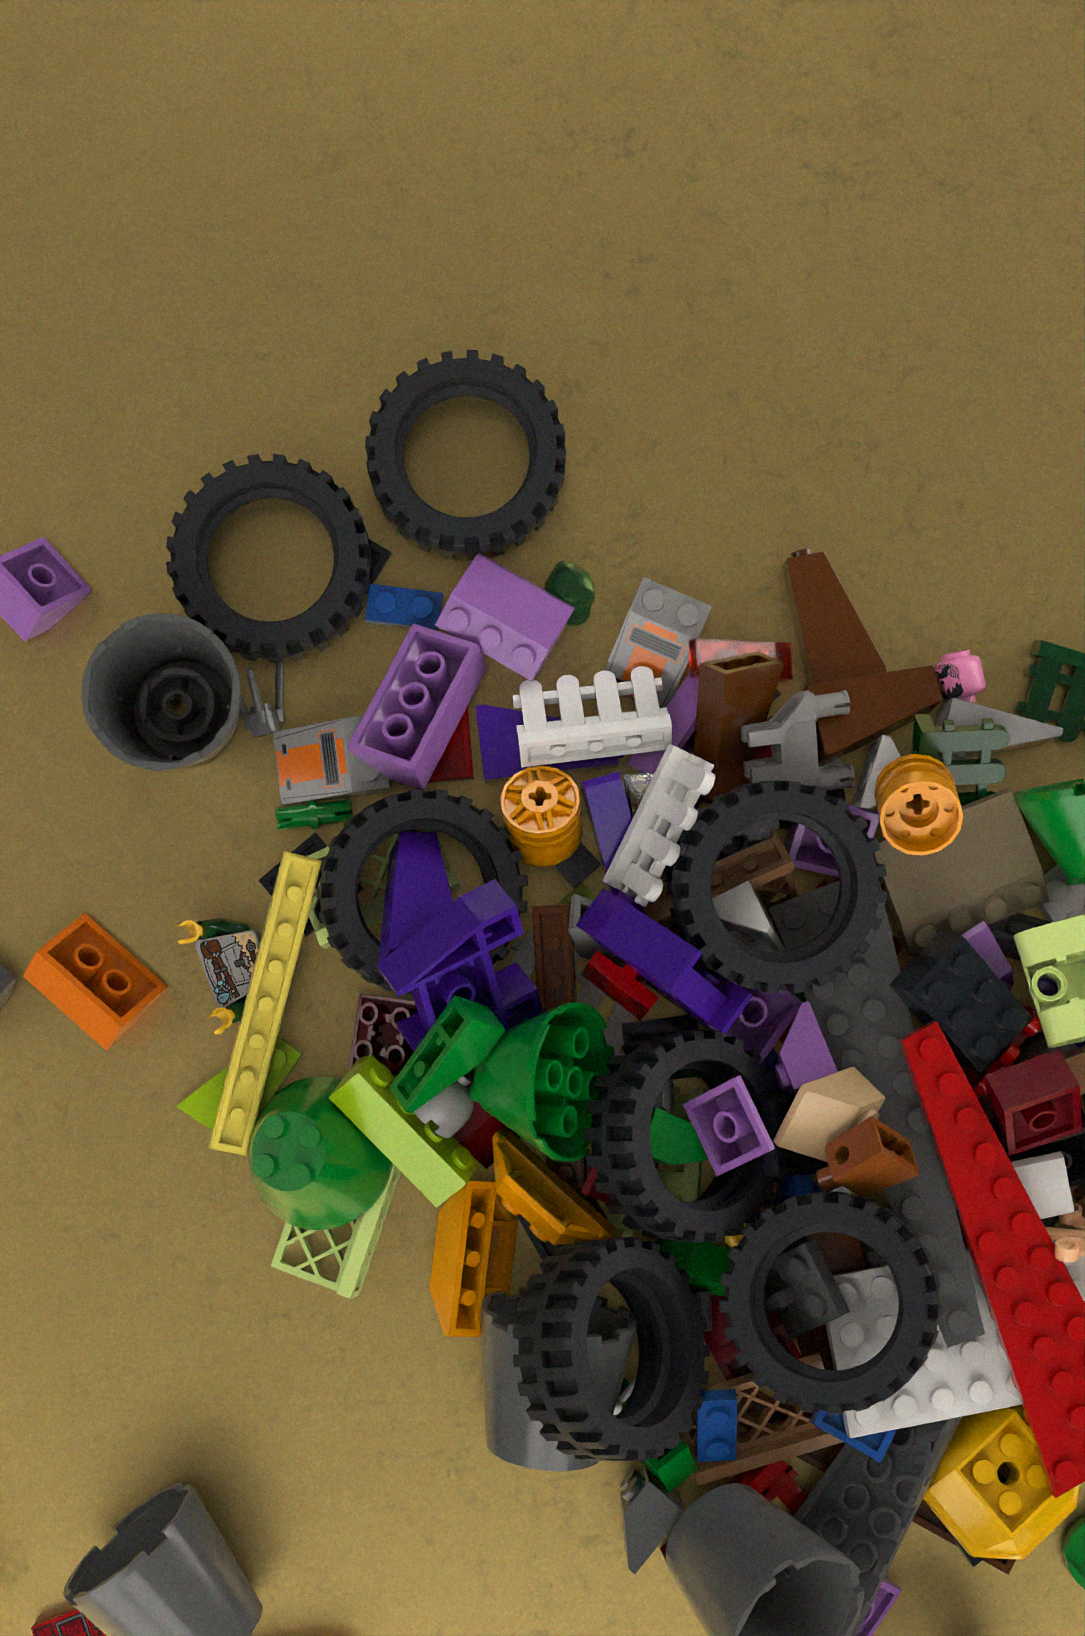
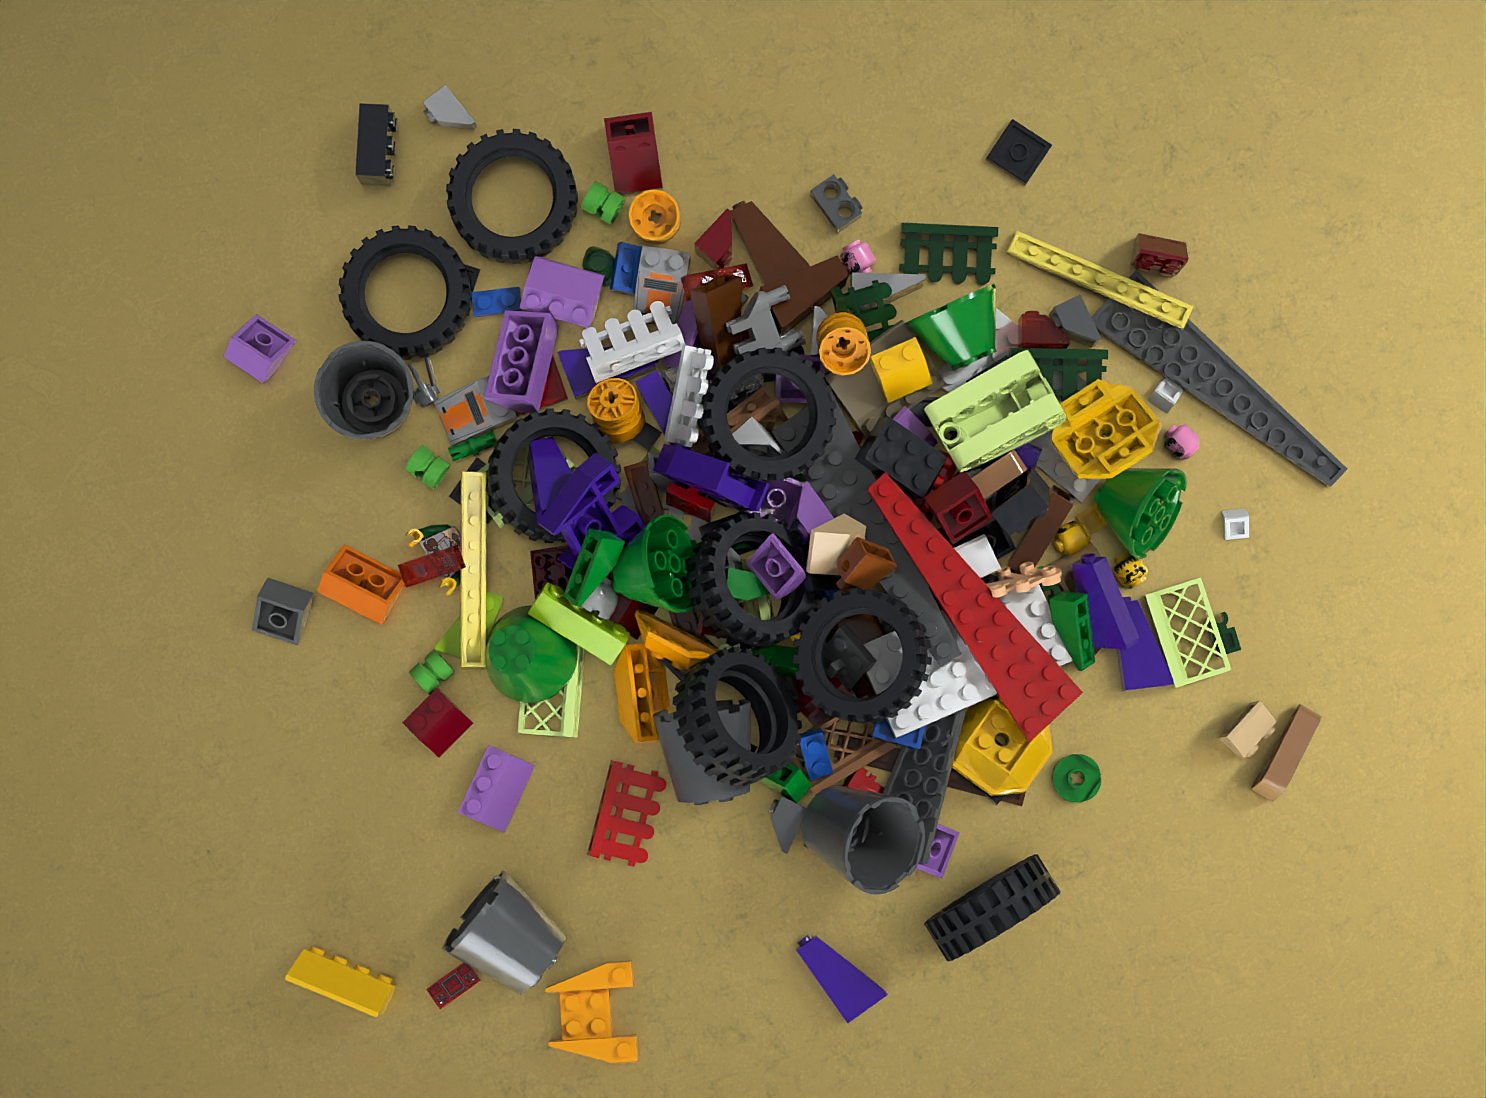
camera: 10 degrees left, 0 degrees up
(153, 1221) = (438, 722): none -> dark red slope
(159, 1144) = (432, 671): none -> bright green wheel
(204, 982) = (431, 566): none -> clear red tile
(216, 1345) = (496, 788): none -> medium lavender slope
(237, 829) = (427, 467): none -> bright green wheel
(282, 328) = (376, 144): none -> black brick
(402, 1411) = (616, 824): none -> red fence
(403, 306) = (447, 110): none -> light grey slope
(599, 499) = (602, 202): none -> bright green wheel
(609, 605) = (626, 268): none -> blue plate
(663, 436) = (633, 153): none -> dark red slope
(687, 523) = (641, 212): none -> light orange wheel
(756, 601) = (716, 242): none -> dark red slope
(937, 589) = (830, 206): none -> dark grey brick
(993, 865) = (901, 370): none -> yellow slope

